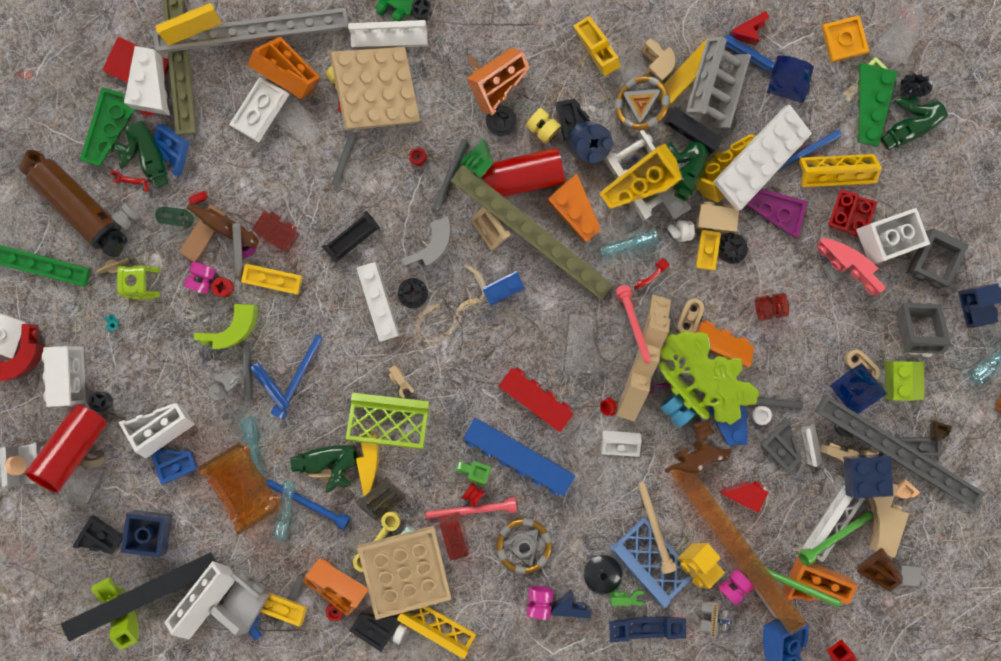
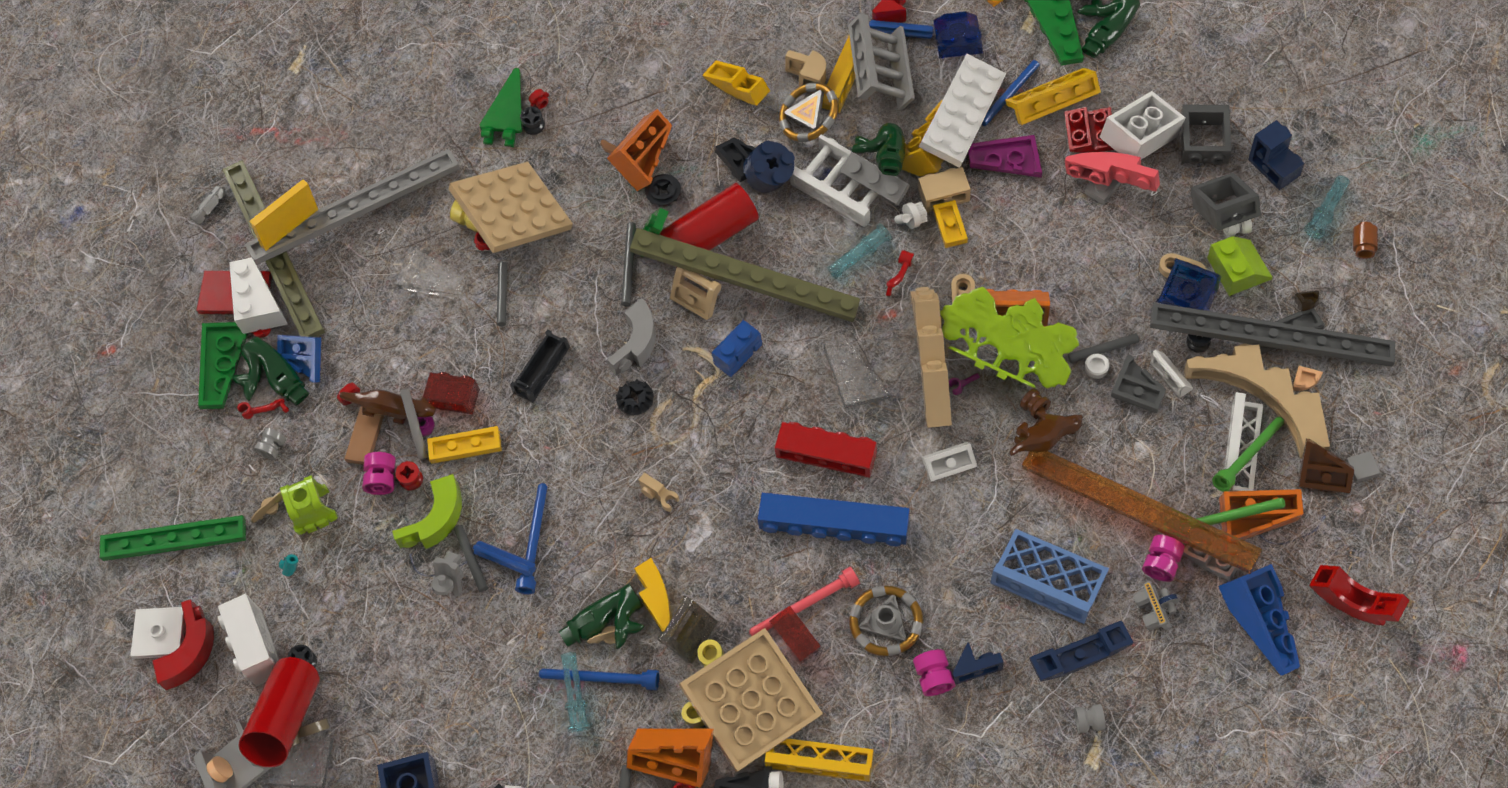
camera: 10 degrees left, 25 degrees down
(73, 203) = (205, 451): reddish brown piece -> none
(156, 429) = (384, 657): white wedge -> none
(173, 464) = (416, 696): blue wing -> none
(174, 212) = (327, 425): clear green beam -> none
(240, 487) = (507, 682): clear orange windscreen -> none
(250, 437) = (500, 626): clear light blue pin -> none
(259, 109) = (388, 279): white tile -> none
(284, 67) = (403, 225): orange wedge -> none
(378, 301) = (598, 418): white brick -> none
(388, 34) = (523, 151): white fence -> none
(392, 405) = (657, 522): lime fence -> none
(415, 152) = (584, 253): red plate -> none
(473, 494) = (797, 583): red wheel -> none
(477, 472) = (790, 557): bright green plate -> none
(548, 130) = (707, 173): light yellow wheel -> none
(574, 209) = (782, 240): orange wedge -> none
(599, 565) = (997, 627): black dish -> none
(608, 407) = (915, 424): red plate -> none
(621, 598) = (1033, 629): bright green plate -> none
(624, 294) = (878, 302): coral piece -> none
(648, 177) = (843, 168): yellow wedge -> none
(667, 564) = (1068, 565): tan piece -> none
(677, 410) = (995, 393): dark azure wheel -> none
(692, 129) = (872, 117): black container -> none
(701, 564) = (1105, 548): yellow brick -> none
(731, 257) = (978, 221): black gear -> none
(737, 432) = (1074, 395): blue wing -> none
(747, 494) = (1122, 453): red slope -> none
(775, 306) = (1050, 247): clear red wheel -> none
(868, 476) = (1246, 366): dark blue brick -> none

